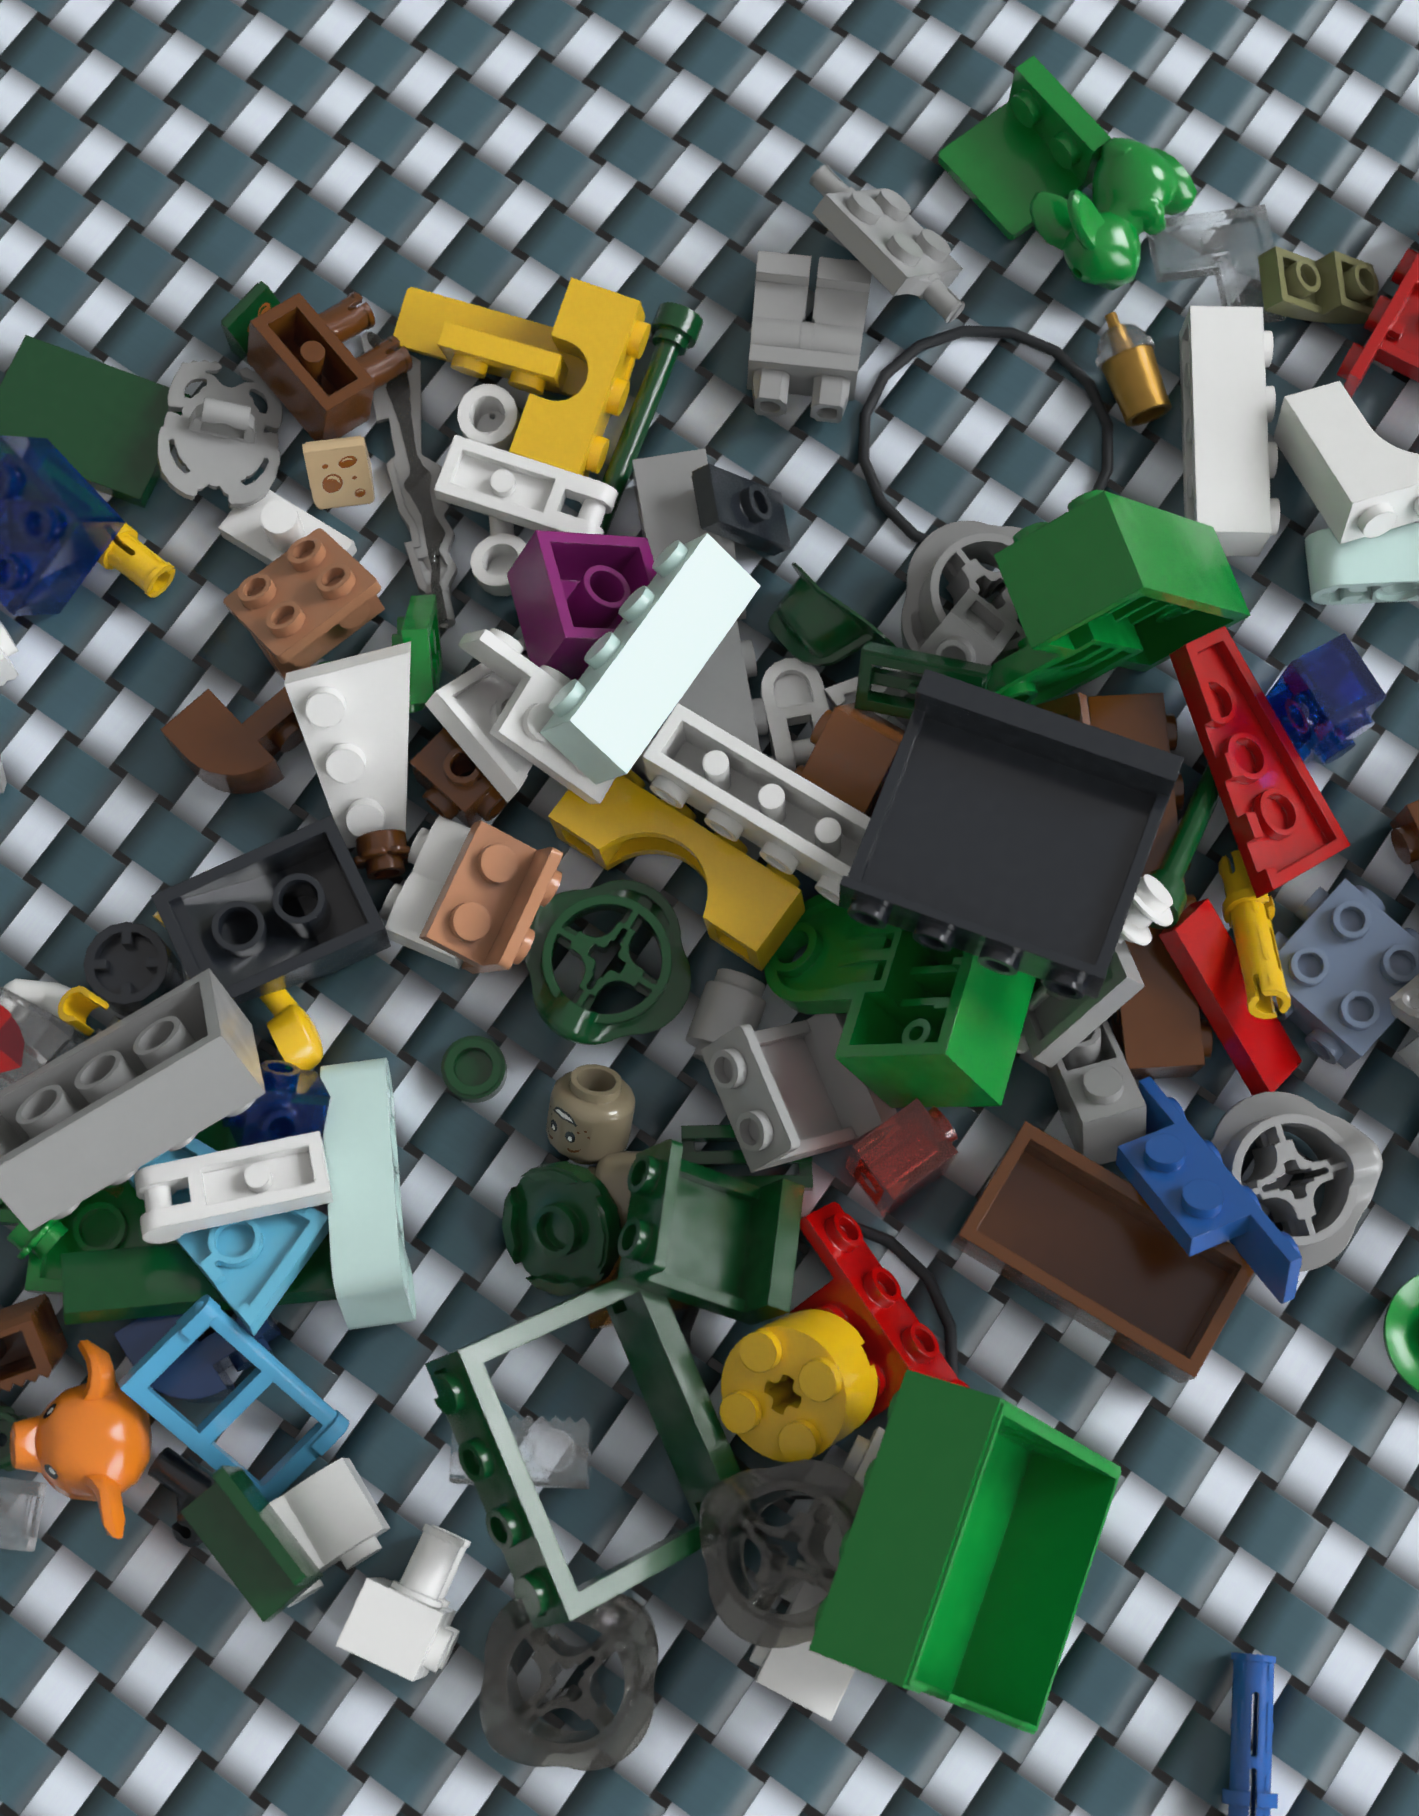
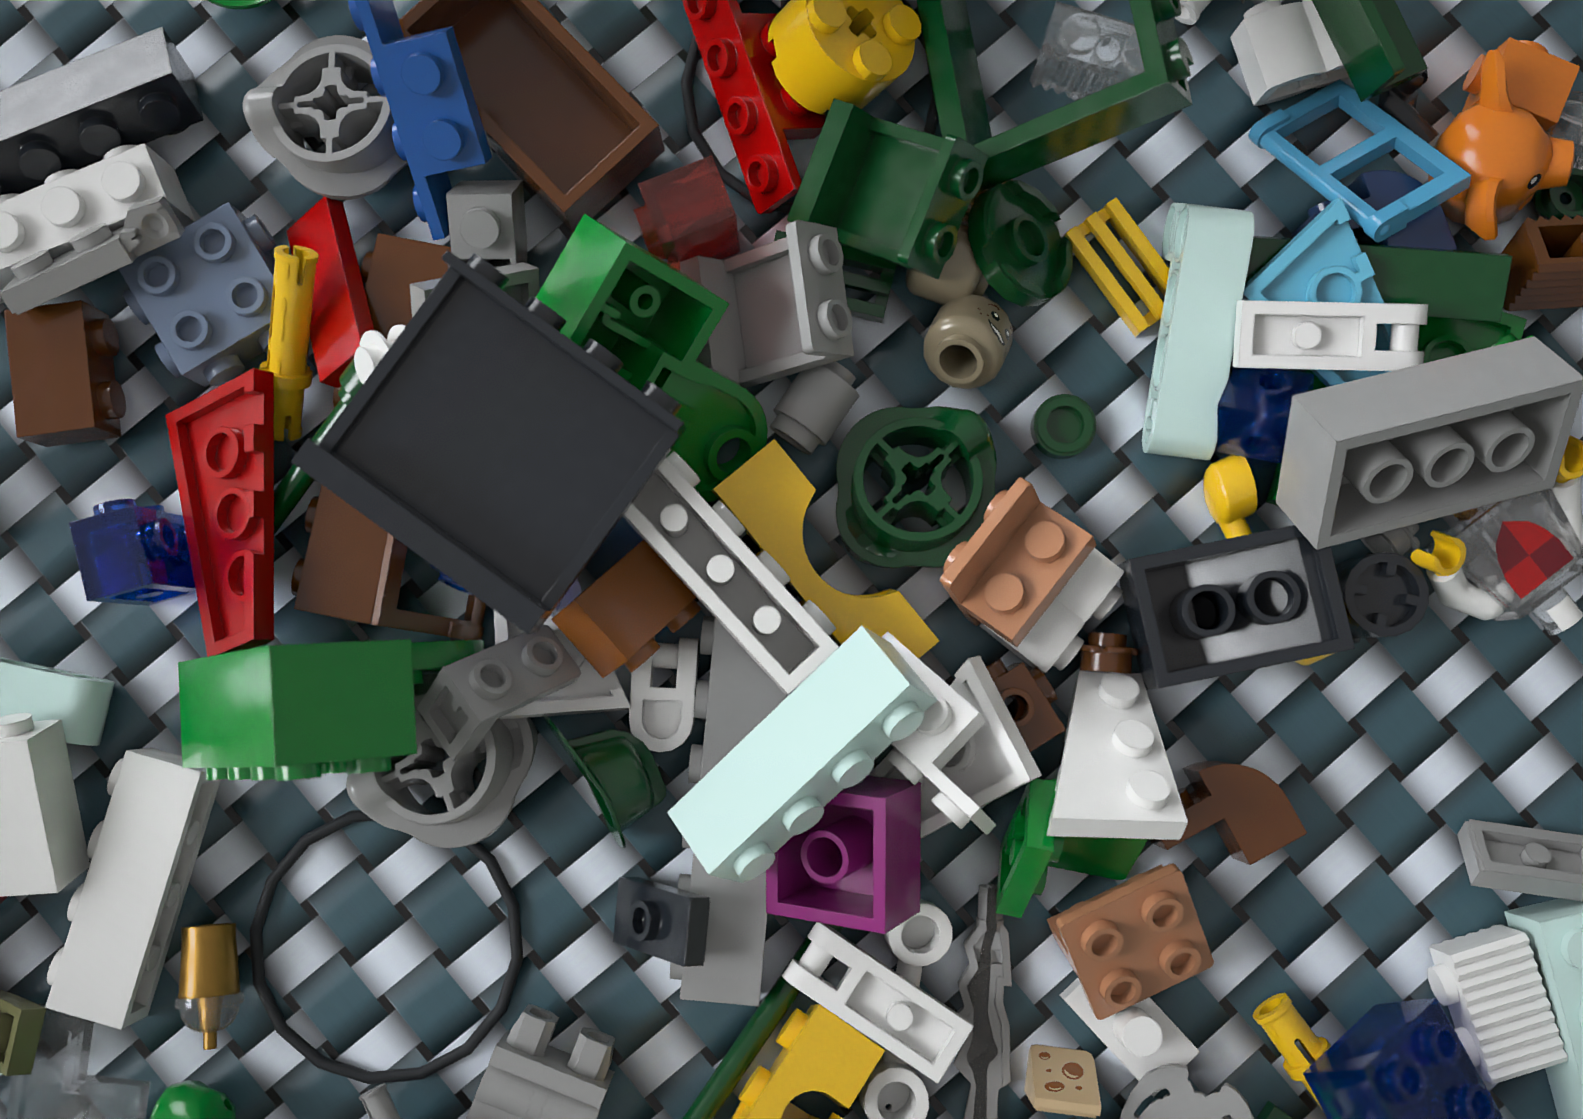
camera: 165 degrees left, 10 degrees up
(69, 1544) = (1534, 80): none -> orange brick
(490, 1283) = (1106, 282): none -> yellow tile
(909, 661) = (529, 666): dark green tile -> none

